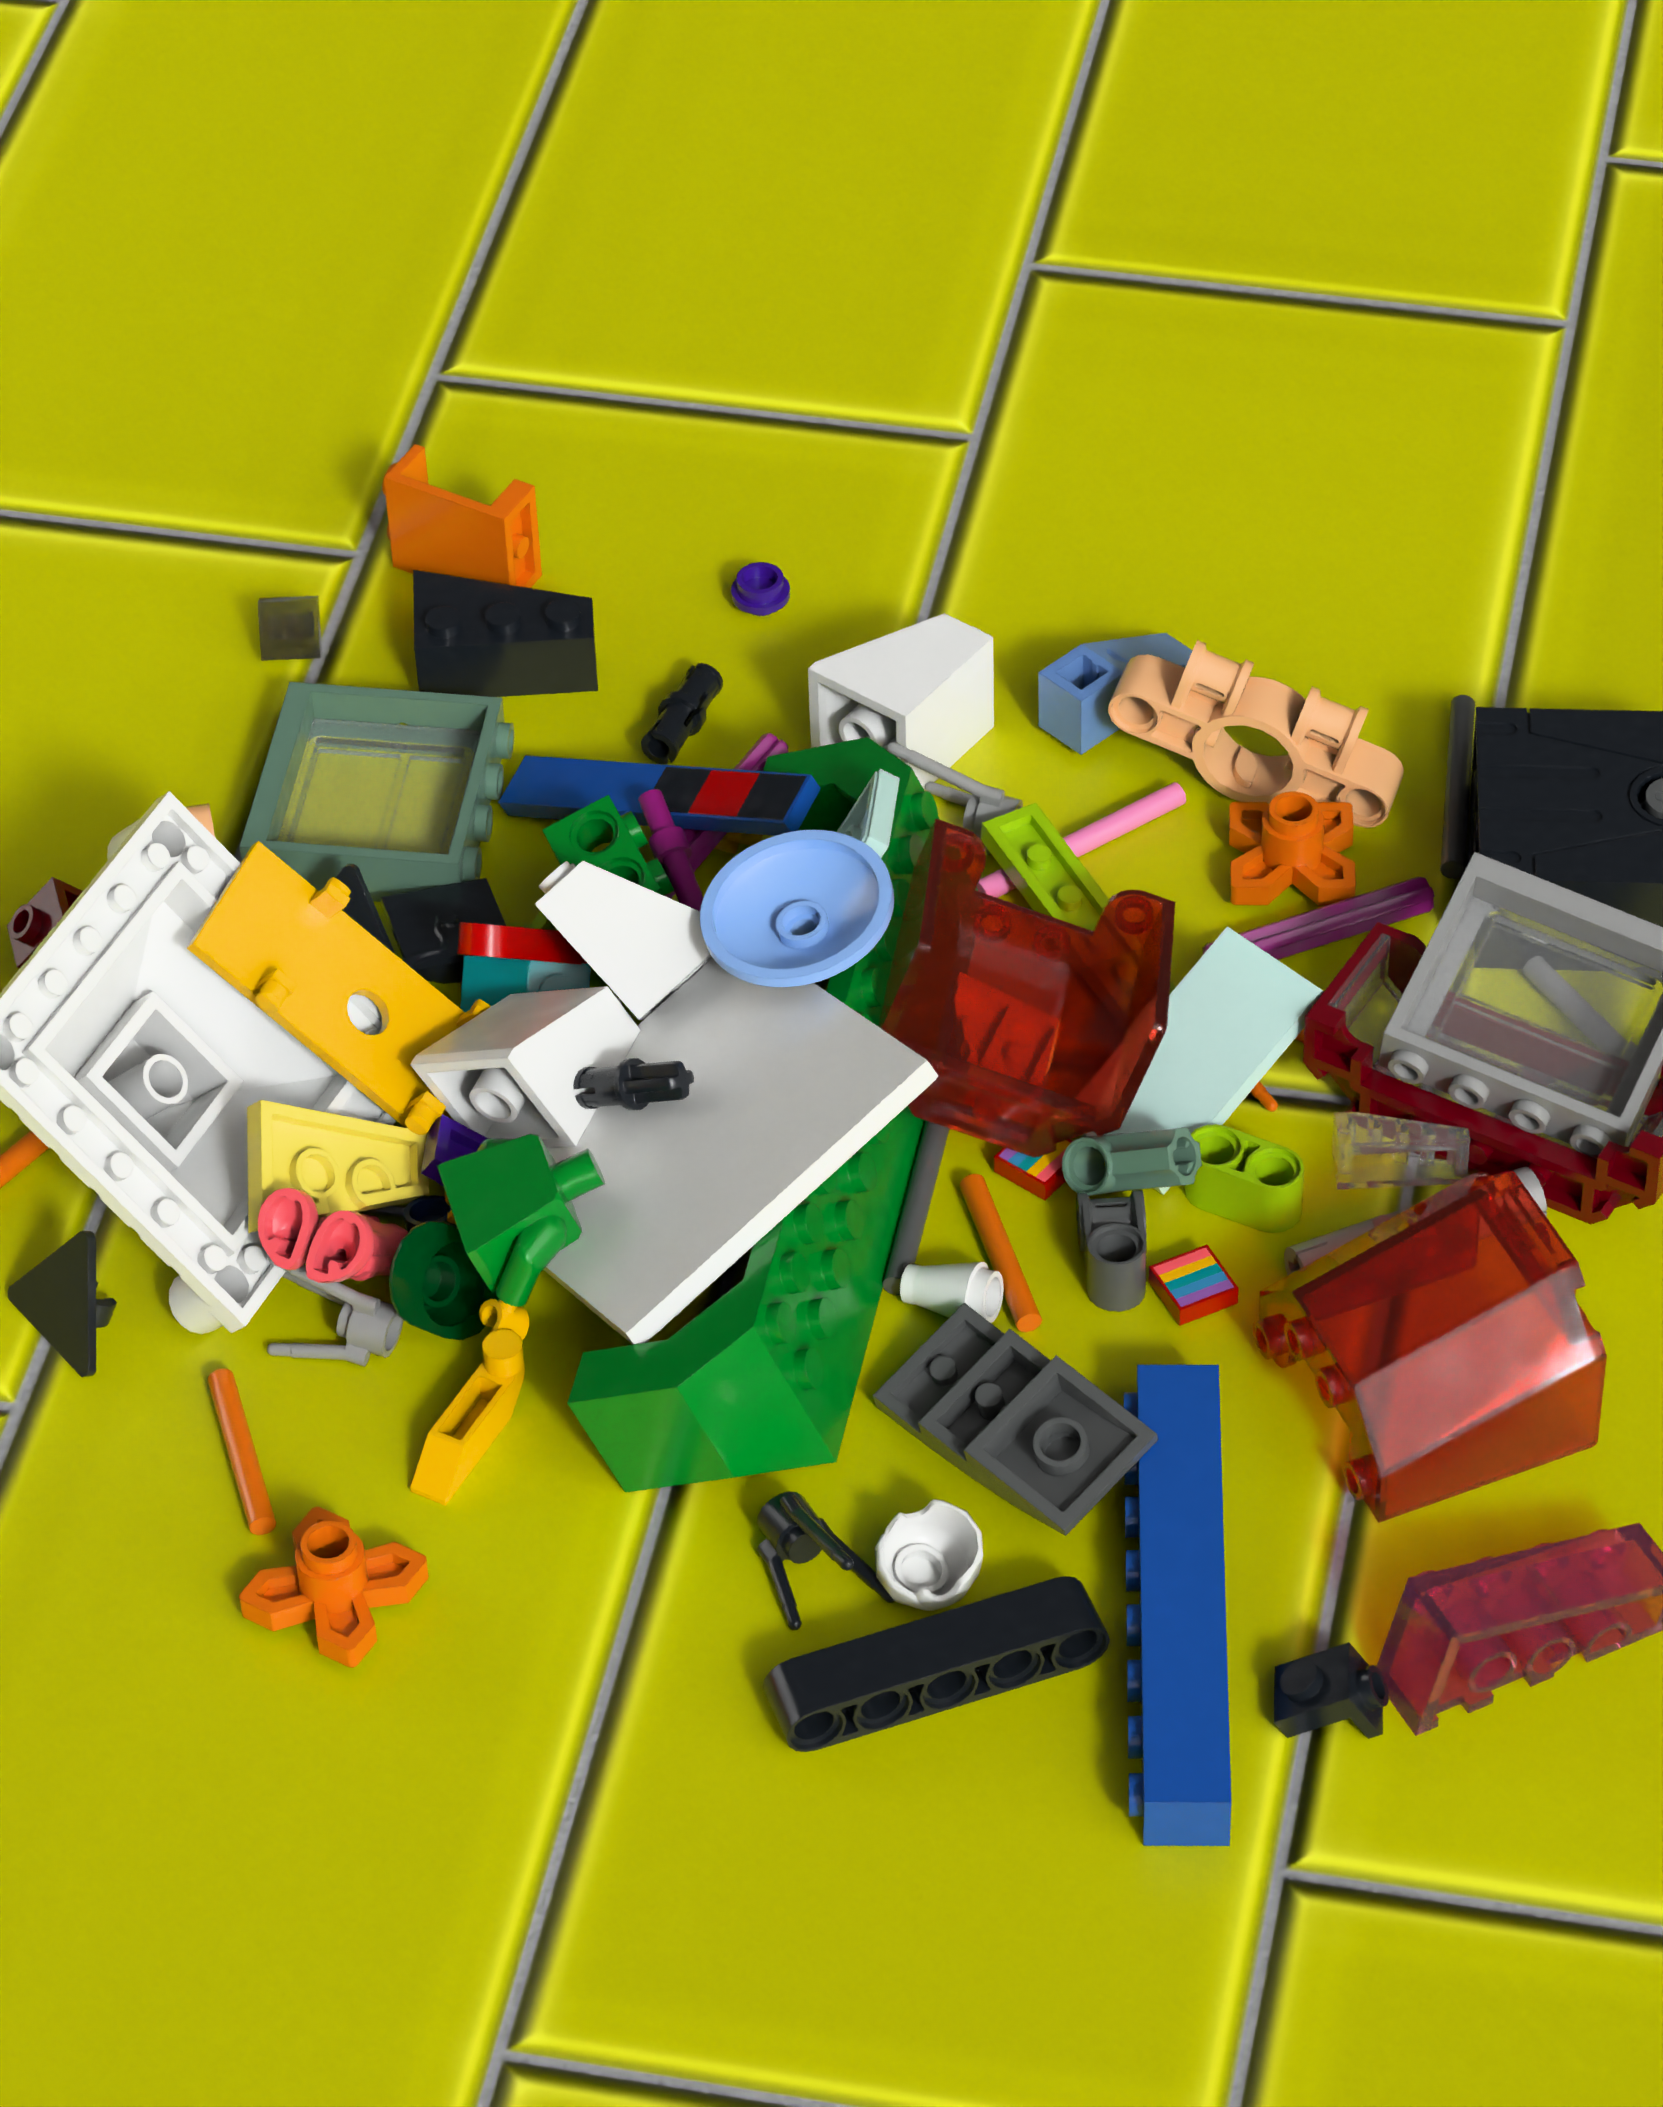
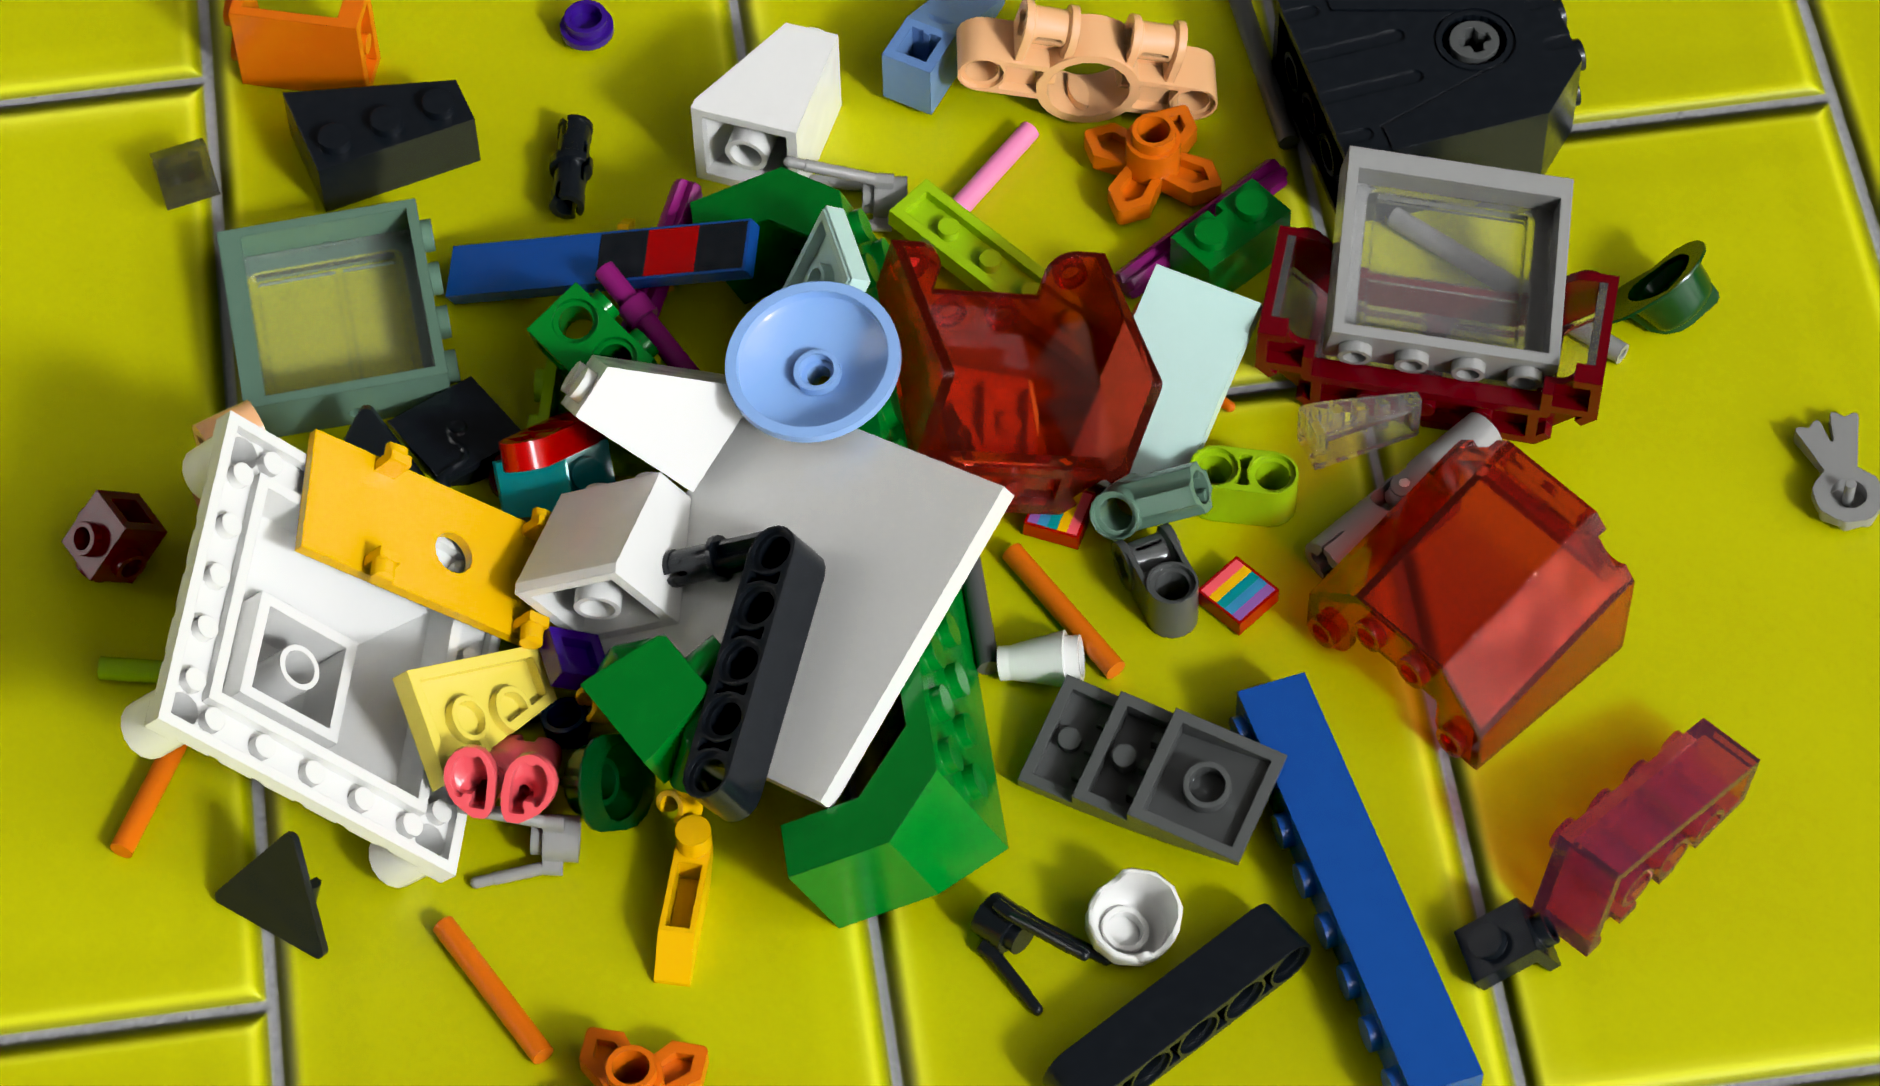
camera: 20 degrees left, 10 degrees up
(612, 1196) = (754, 674): none -> black beam
(1322, 939) = (1234, 242): none -> green piece

